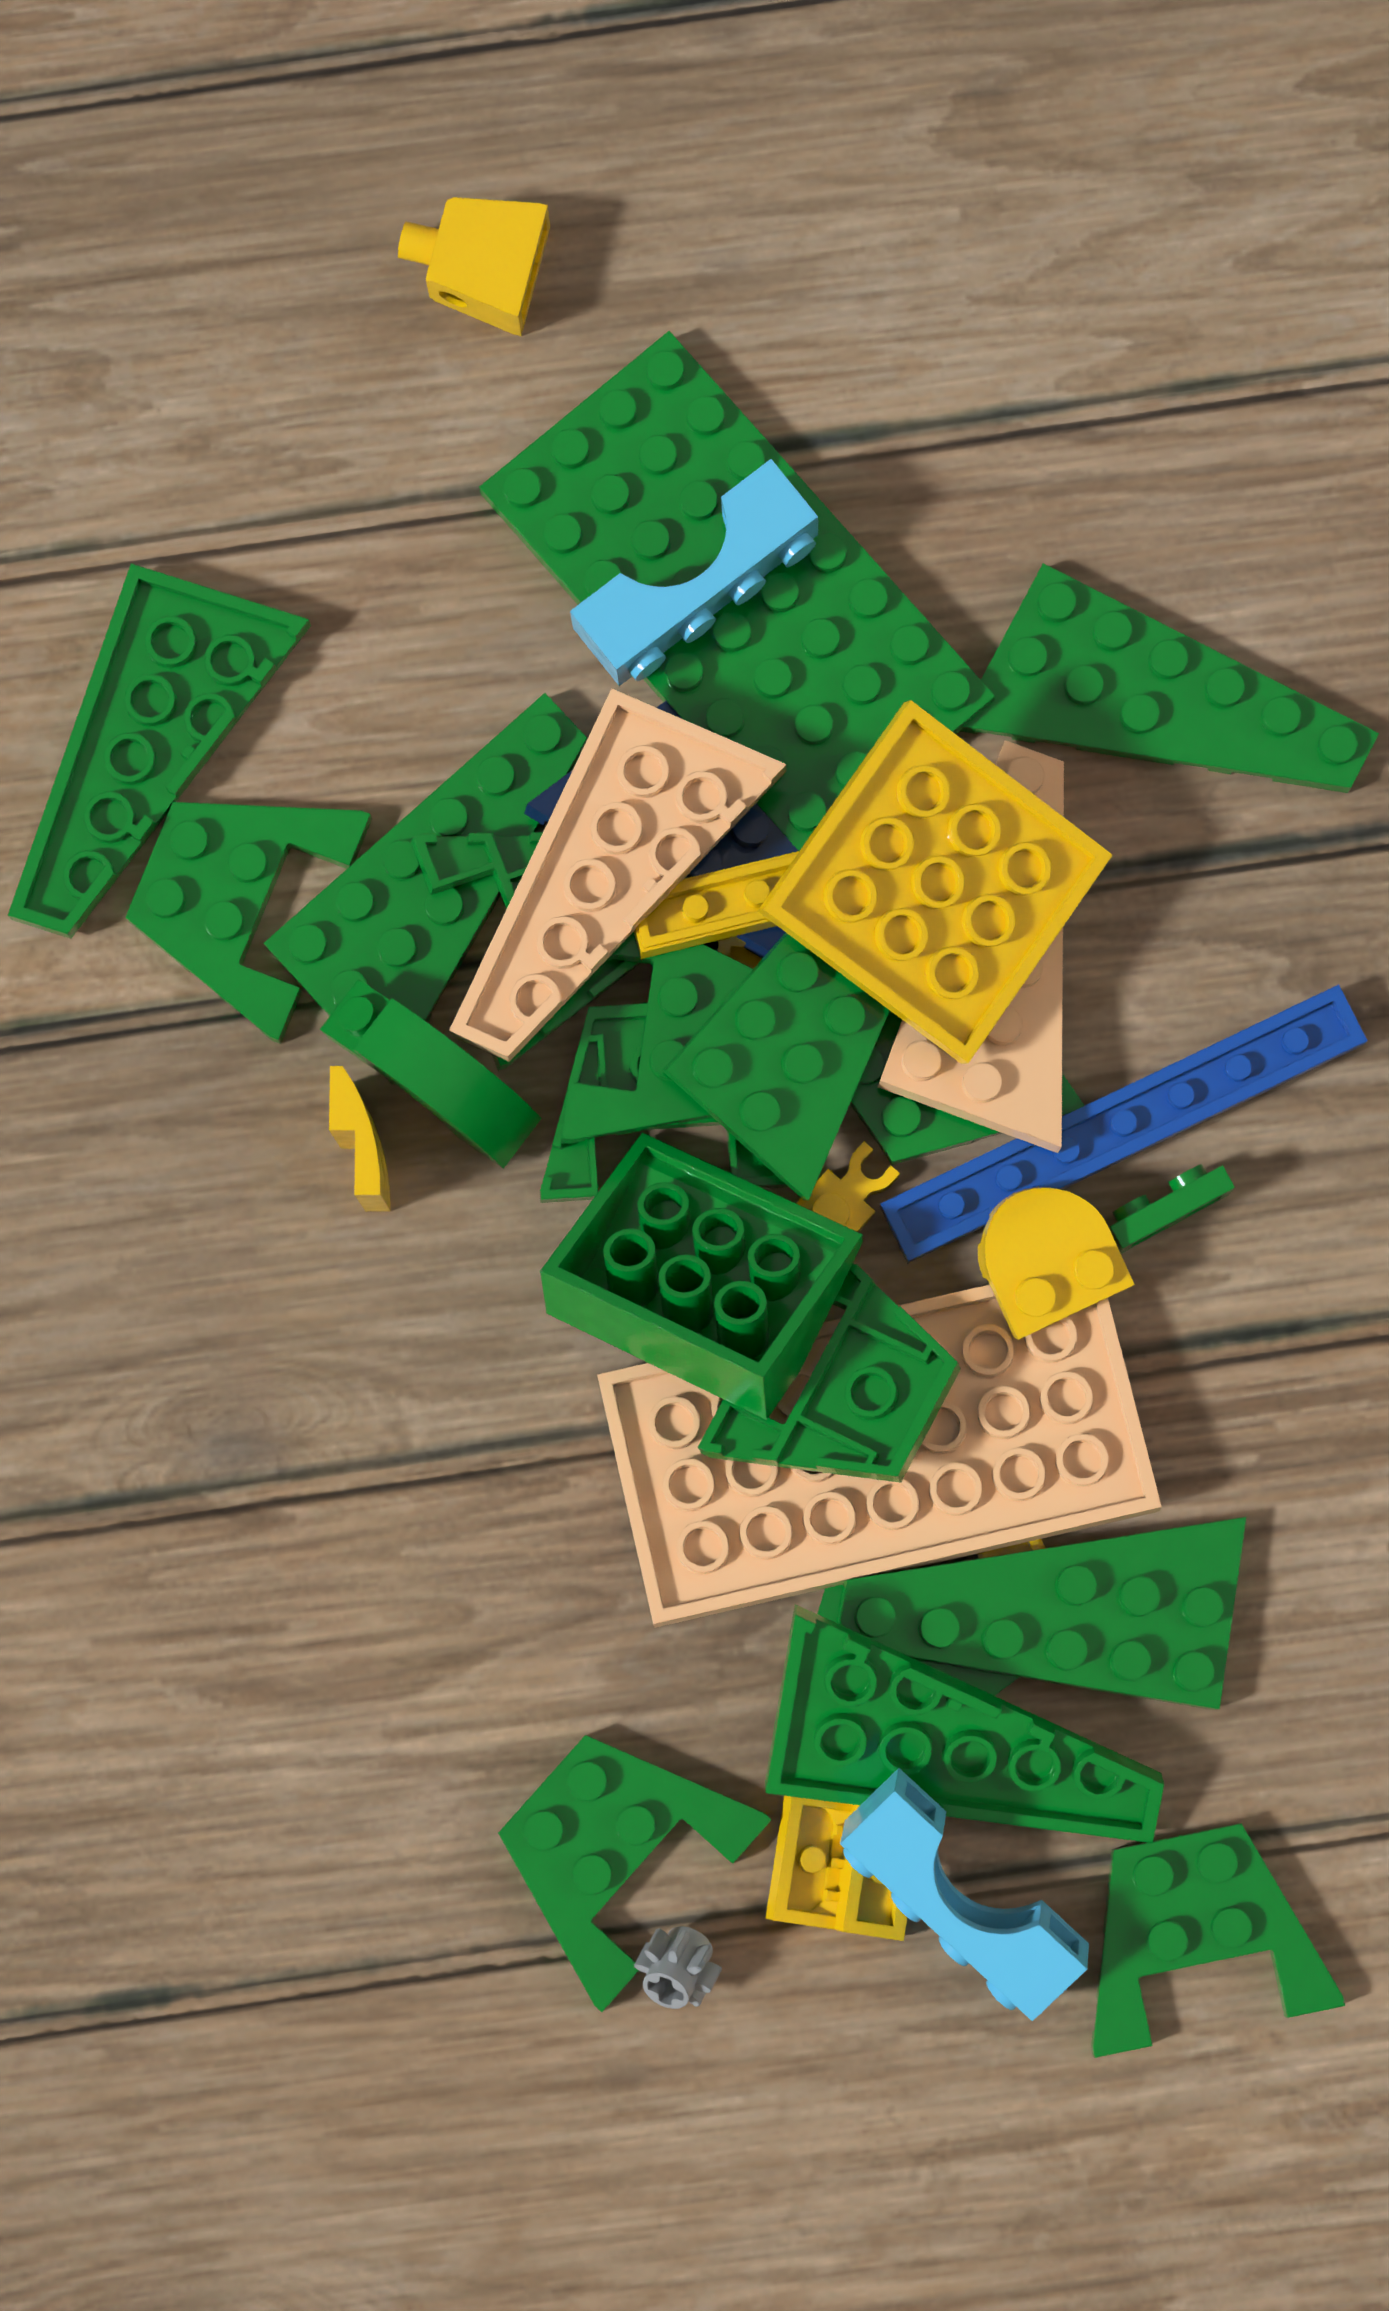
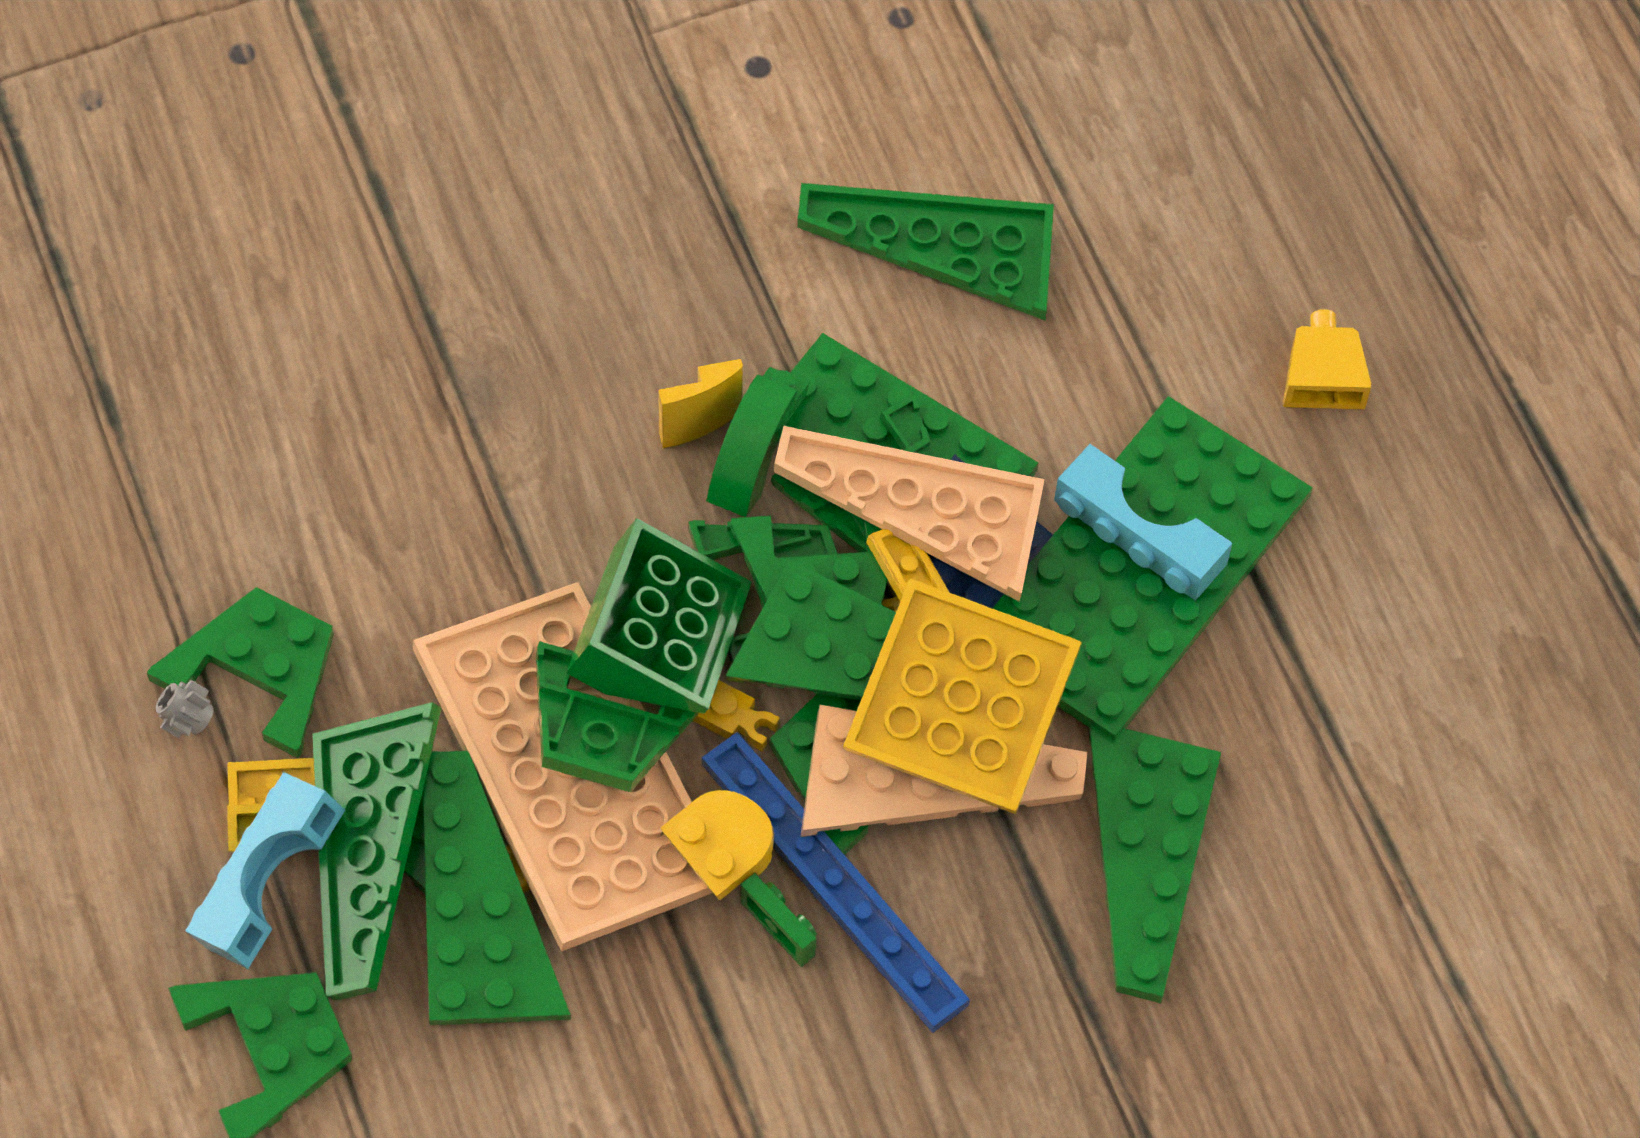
camera: 70 degrees right, 20 degrees down
(213, 885) = (855, 300): green wing -> none

